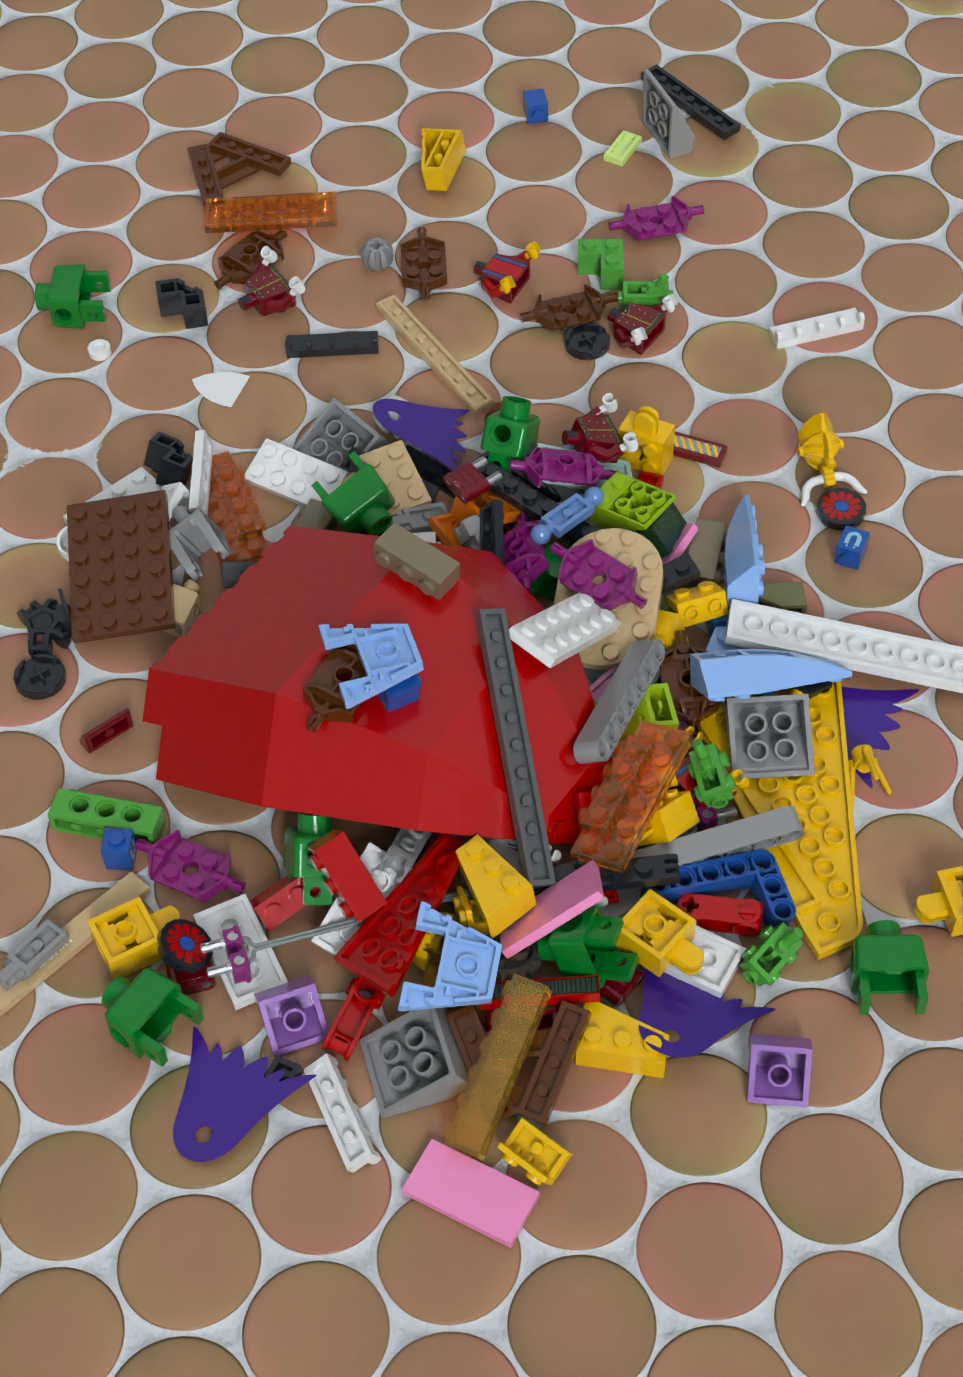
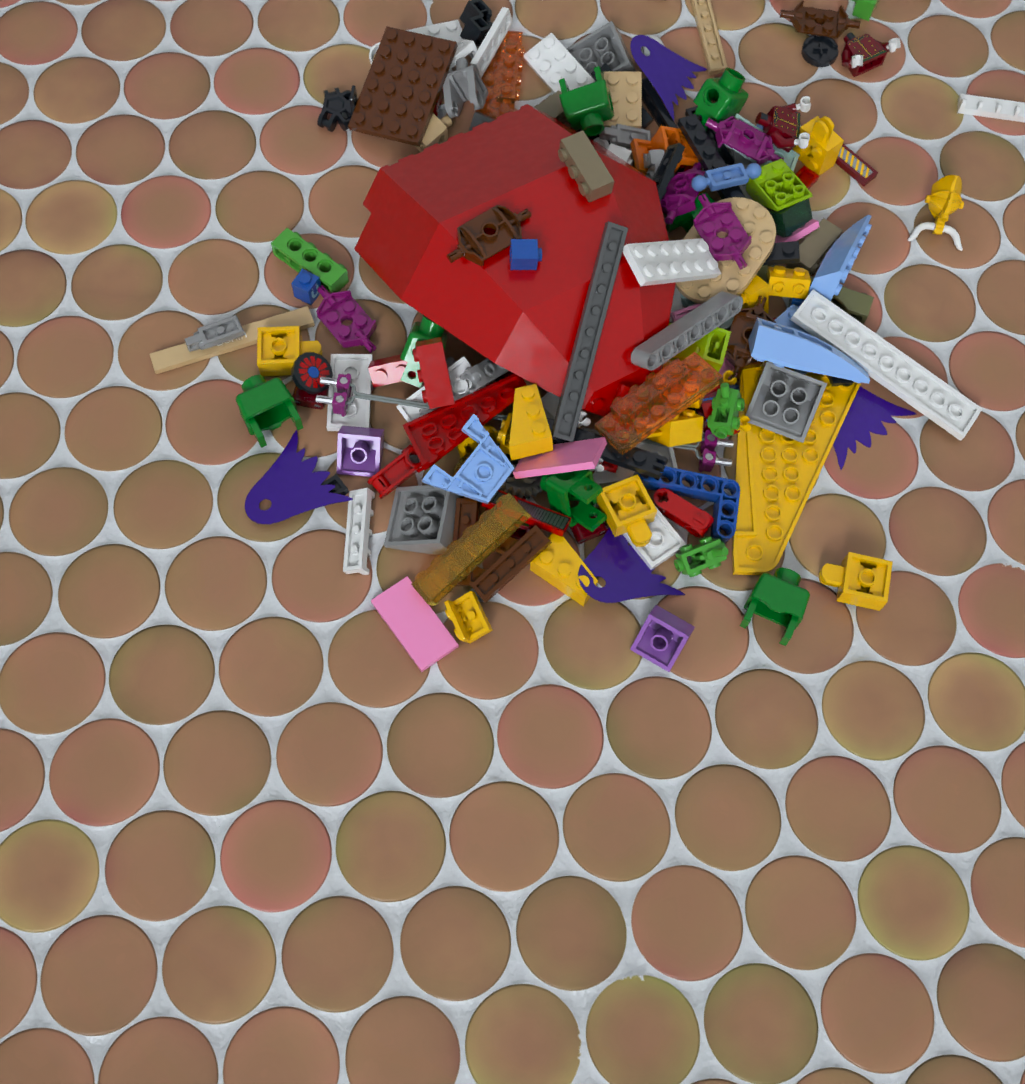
camera: 20 degrees right, 15 degrees up
(40, 676) = (317, 143): black tile -> none
(107, 731) = (340, 201): dark red slope -> none
(386, 655) = (524, 226): light blue wing -> none
(469, 482) = (670, 122): dark red piece -> none
(644, 292) = (881, 29): bright green brick -> none
(733, 838) = (719, 464): light grey beam -> none
(841, 508) = (935, 254): tile -> none
(851, 547) = (926, 287): blue brick -> none
(865, 762) = (845, 449): yellow plant -> none

